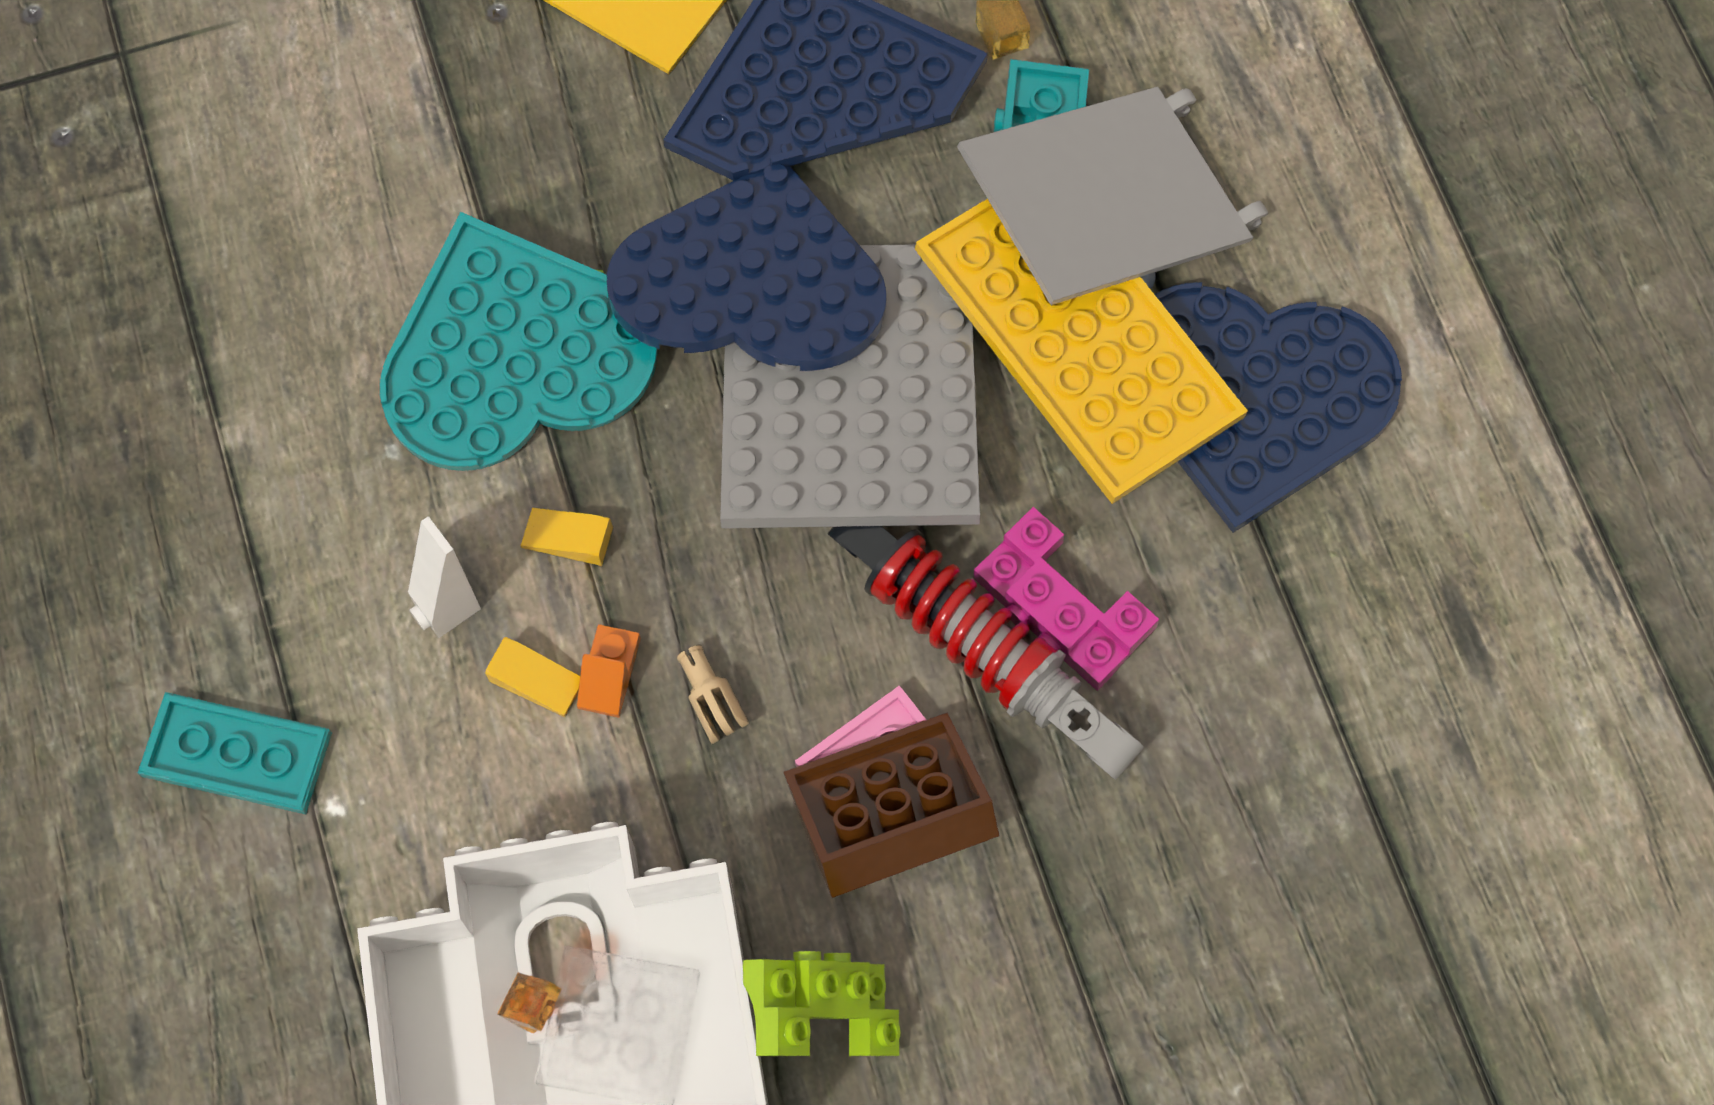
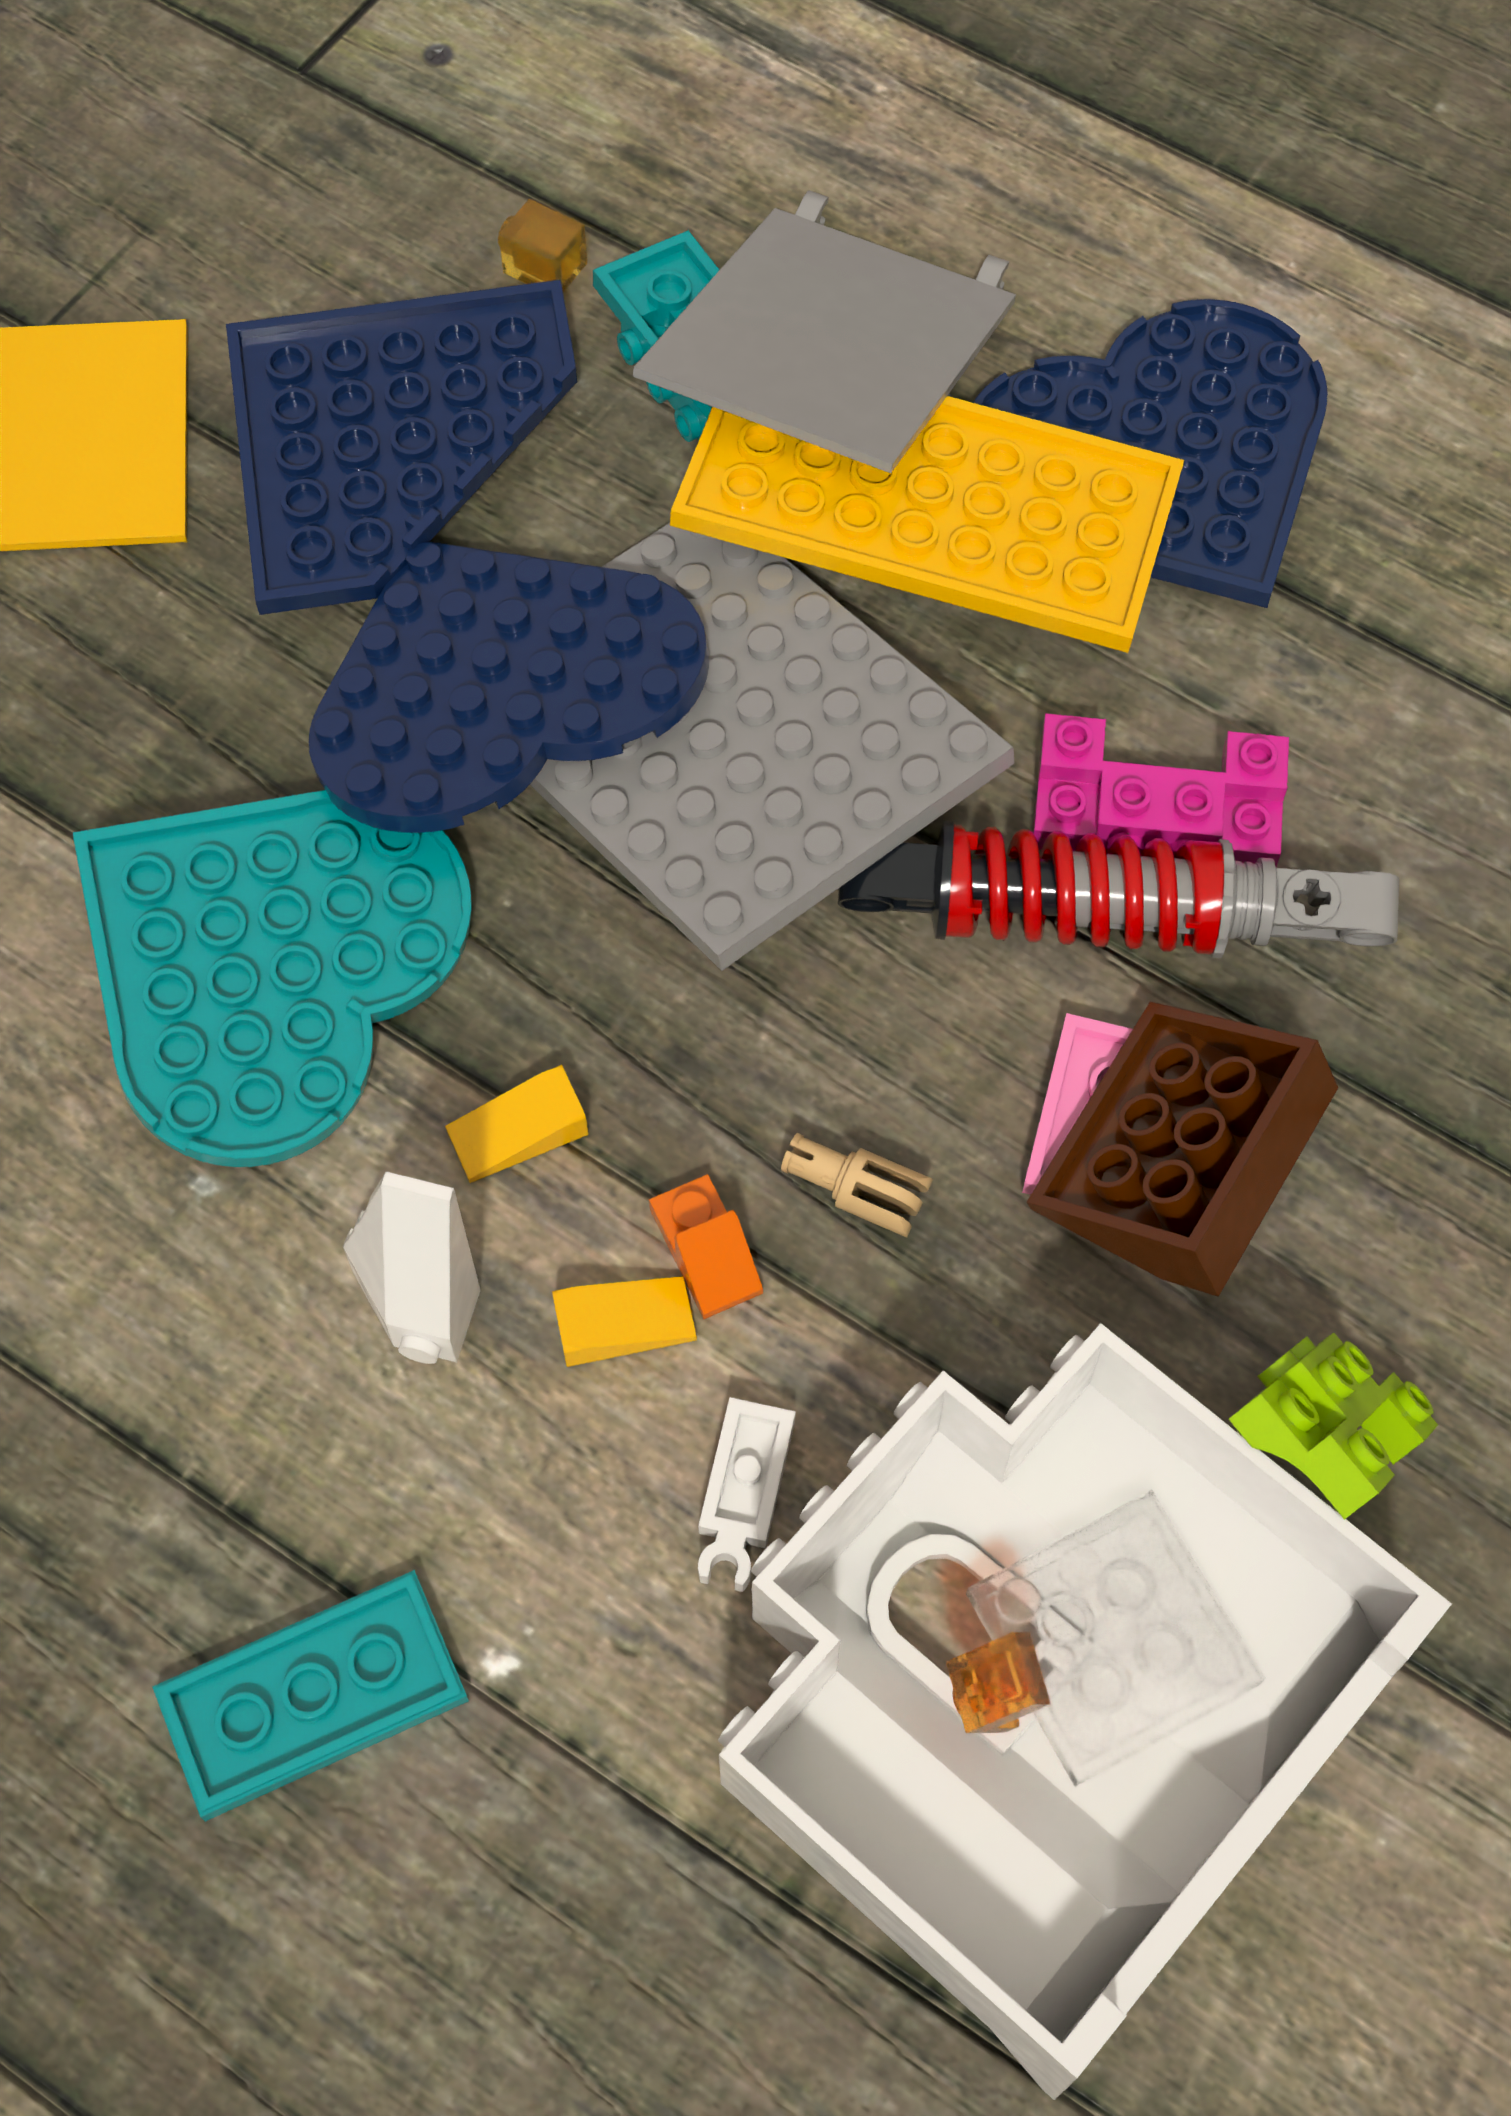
camera: 40 degrees left, 5 degrees down
(521, 807) = (744, 1485): none -> white plate

